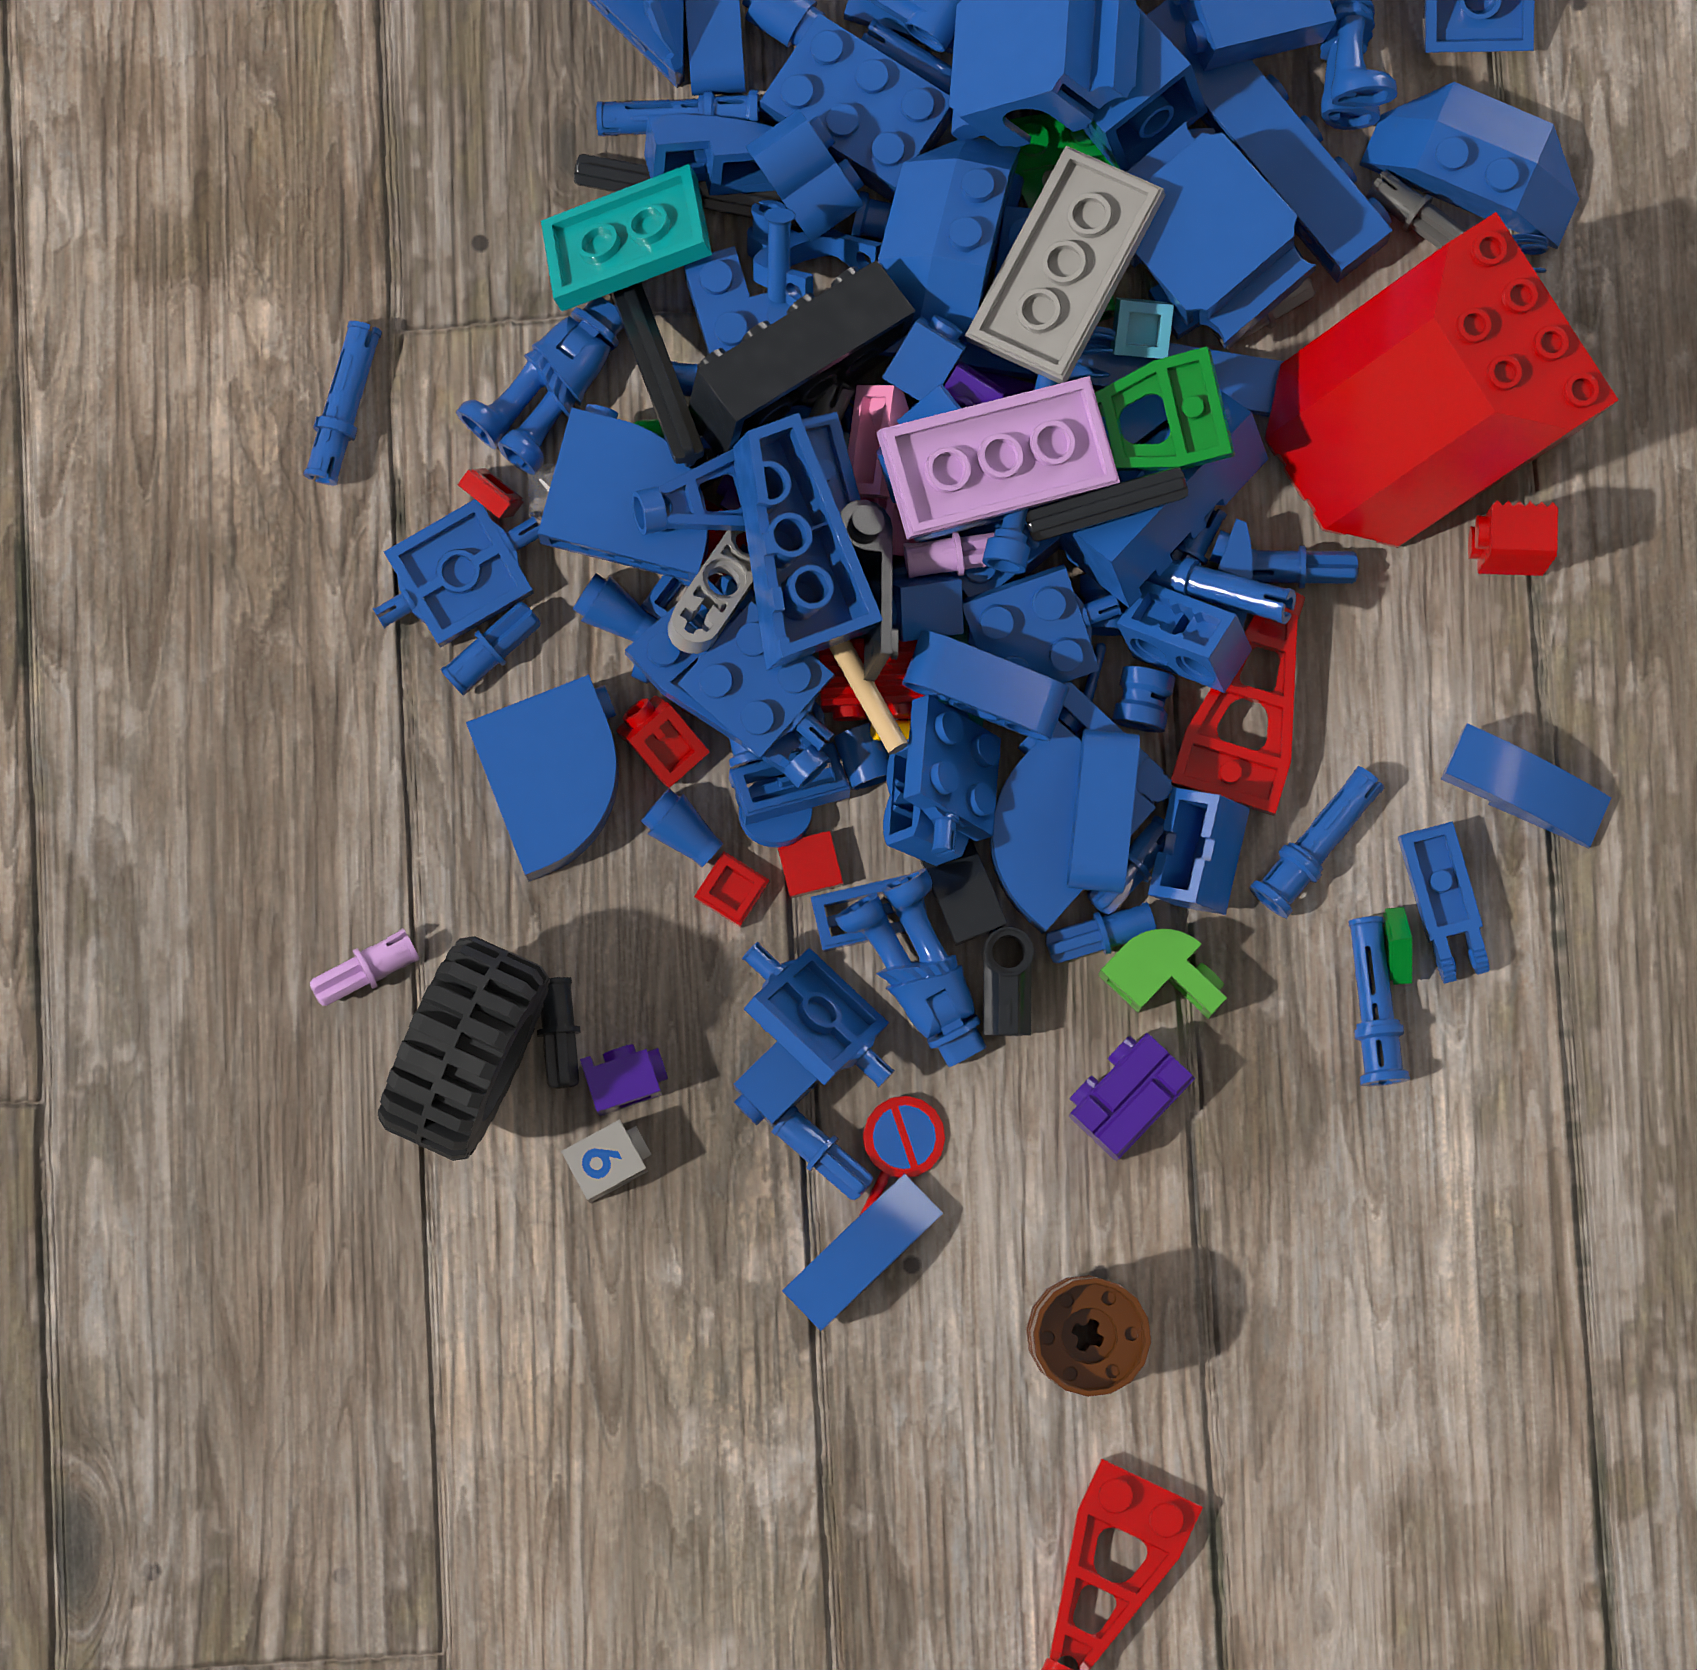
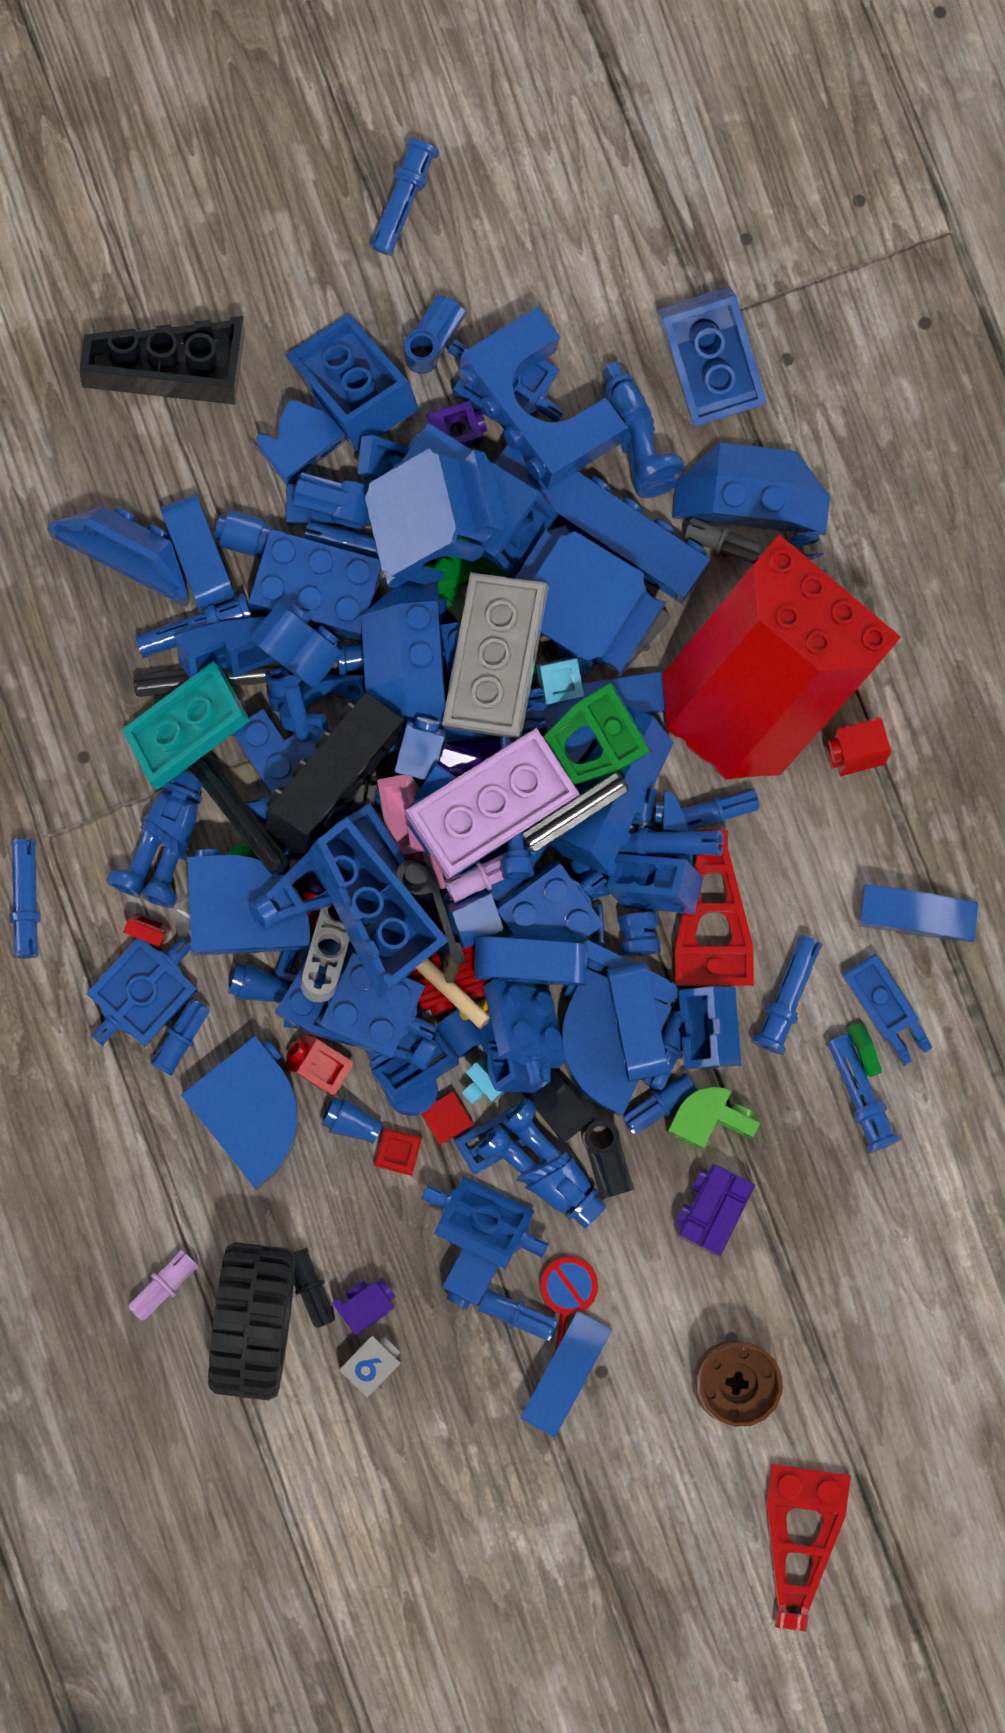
camera: 20 degrees left, 0 degrees up
(870, 833) = (482, 1084): none -> medium azure tile

